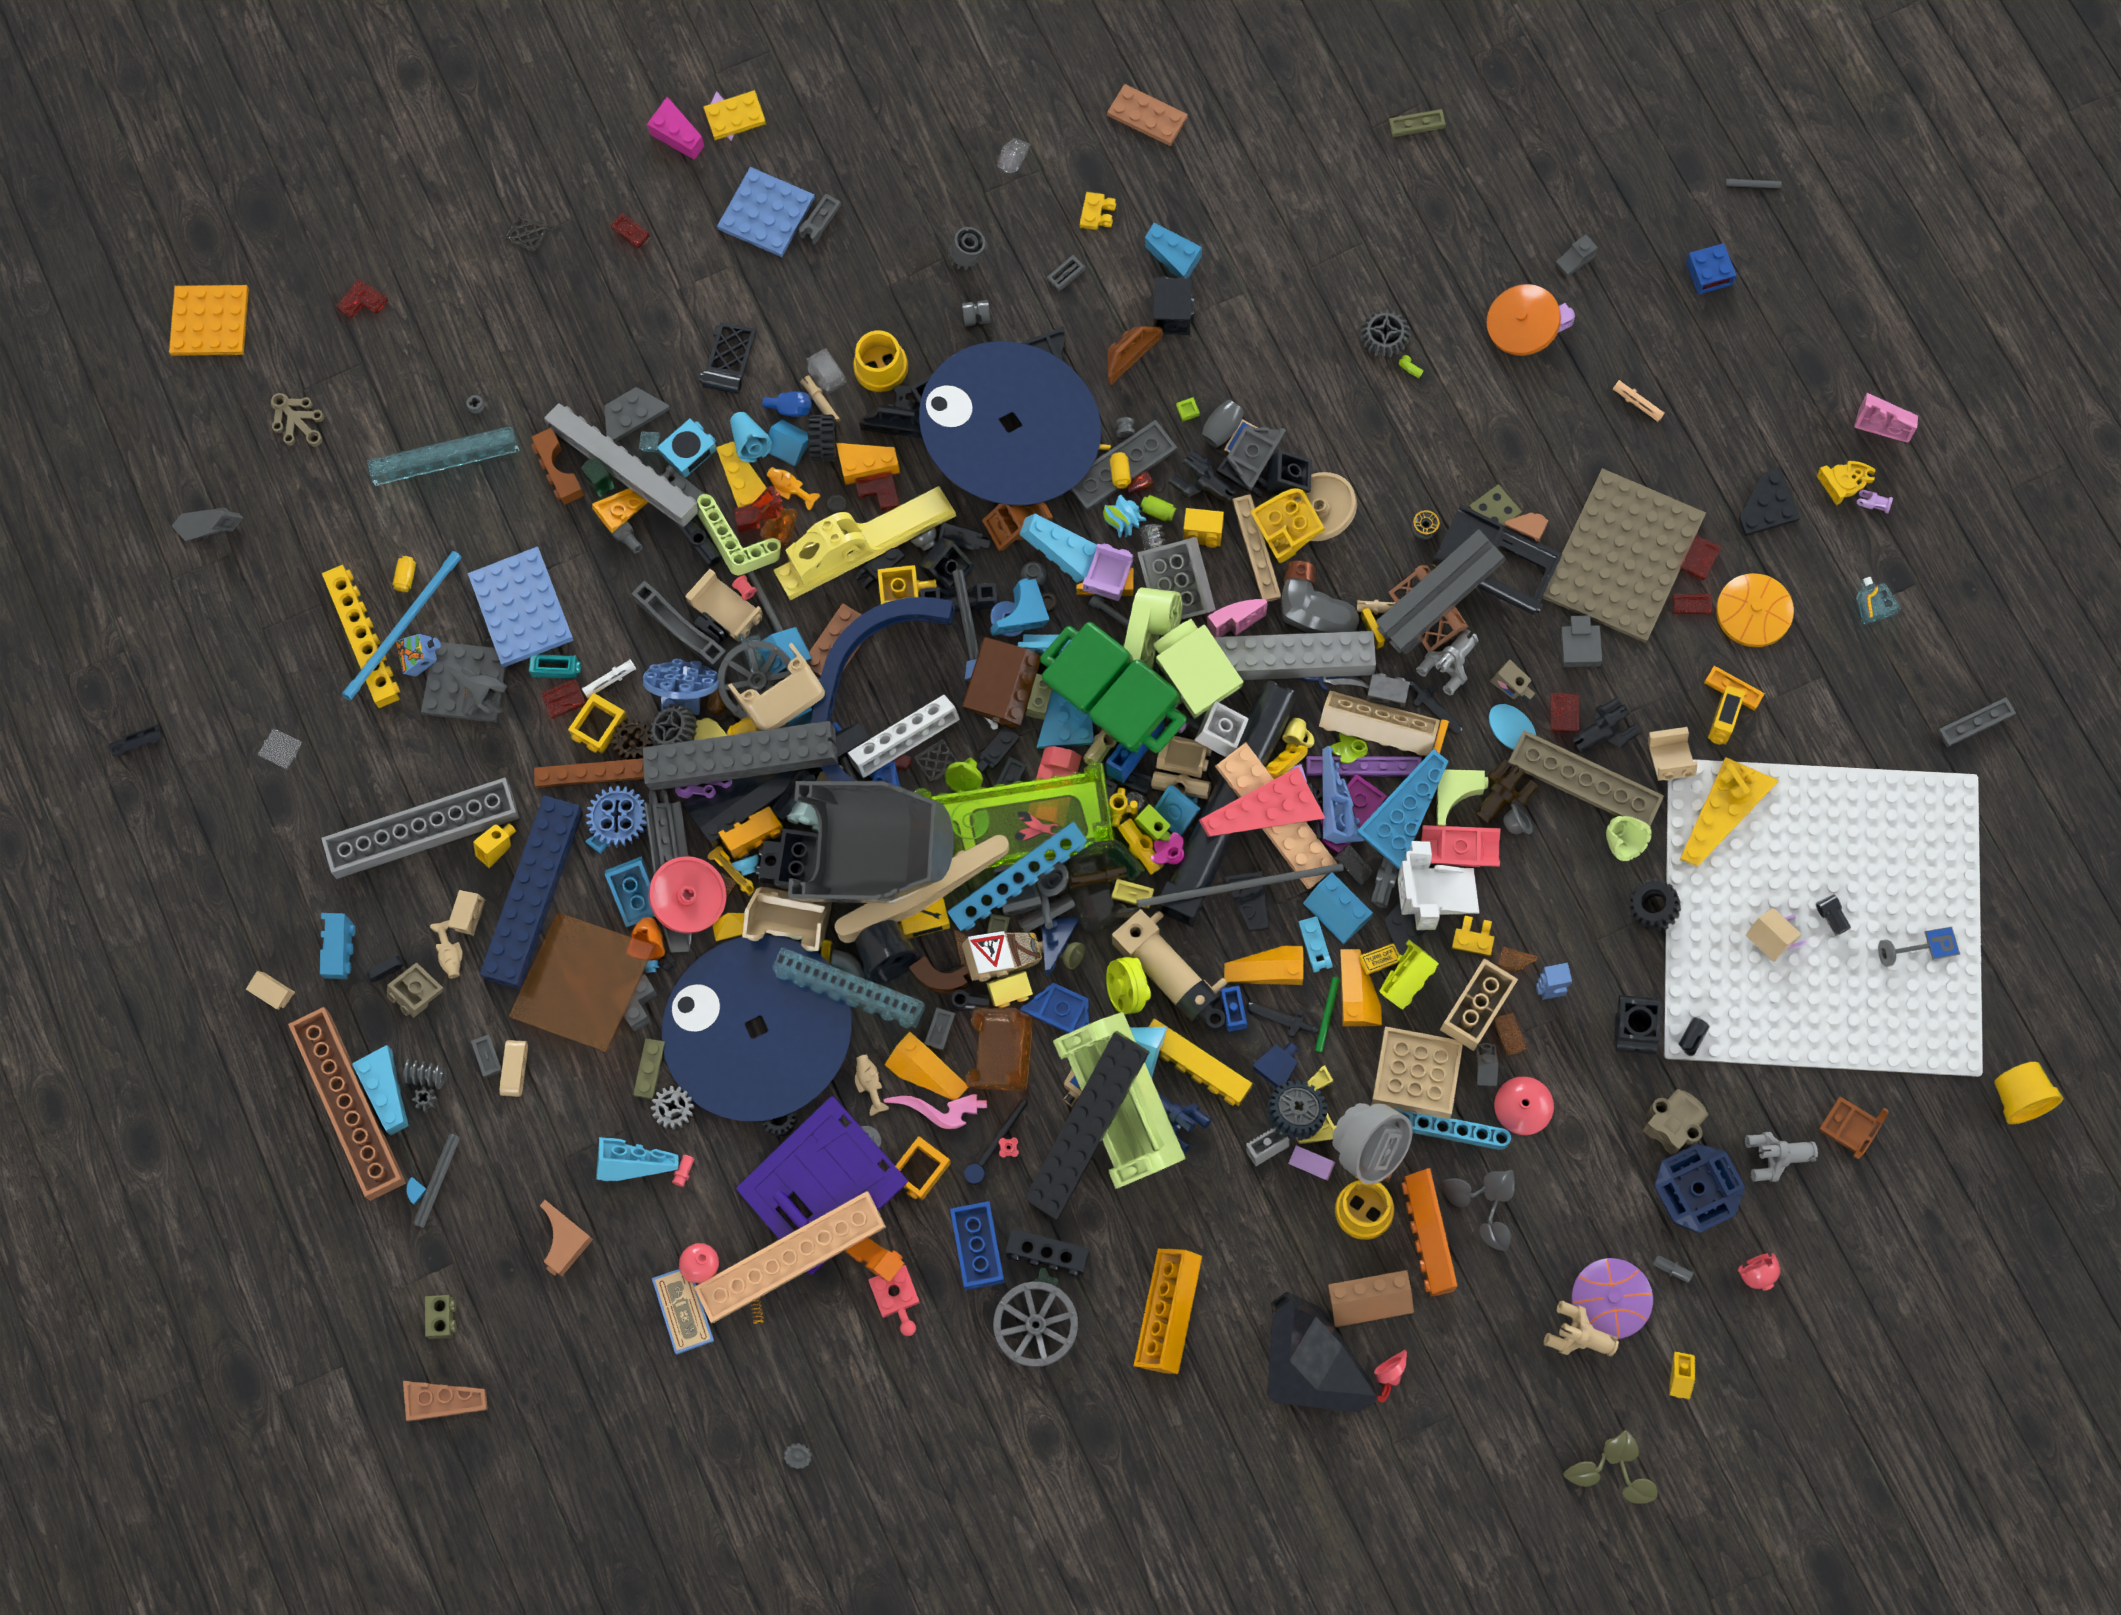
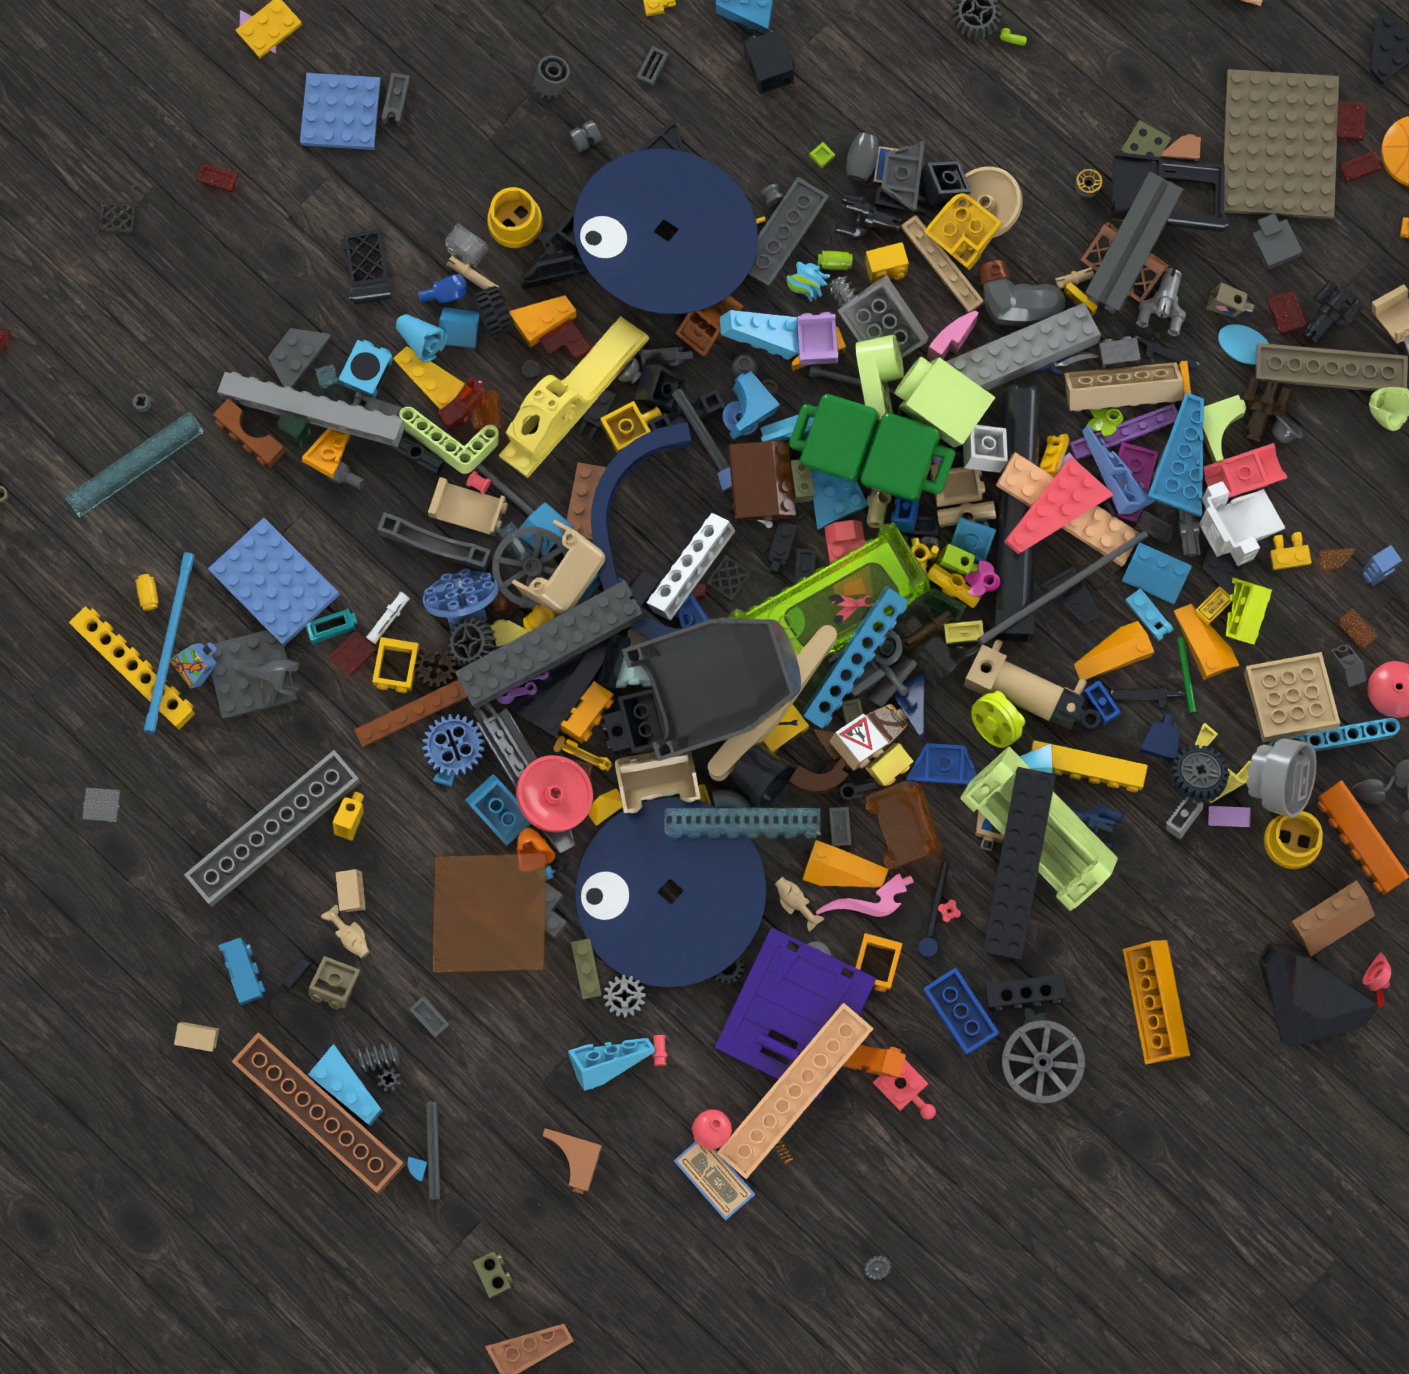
camera: 25 degrees left, 5 degrees up
(513, 1068) = (459, 1018): tan beam -> none
(531, 892) = (404, 848): dark blue brick -> none
(675, 130) = (219, 63): dark pink wedge -> none
(711, 628) = (464, 532): black arm -> none
(746, 865) = (595, 743): medium azure piece -> none
(788, 485) = (476, 367): light orange animal -> none
(963, 776) = (763, 583): lime tile -> none
(1073, 955) = (933, 710): olive piece -> none
(1120, 470) = (786, 237): yellow head -> none
(1130, 349) = (744, 118): dark orange wedge -> none
(1140, 482) = (808, 242): clear red cone -> none
(1296, 732) = (1051, 424): light yellow piece -> none
(1478, 1004) = (1322, 613): tan brick -> none

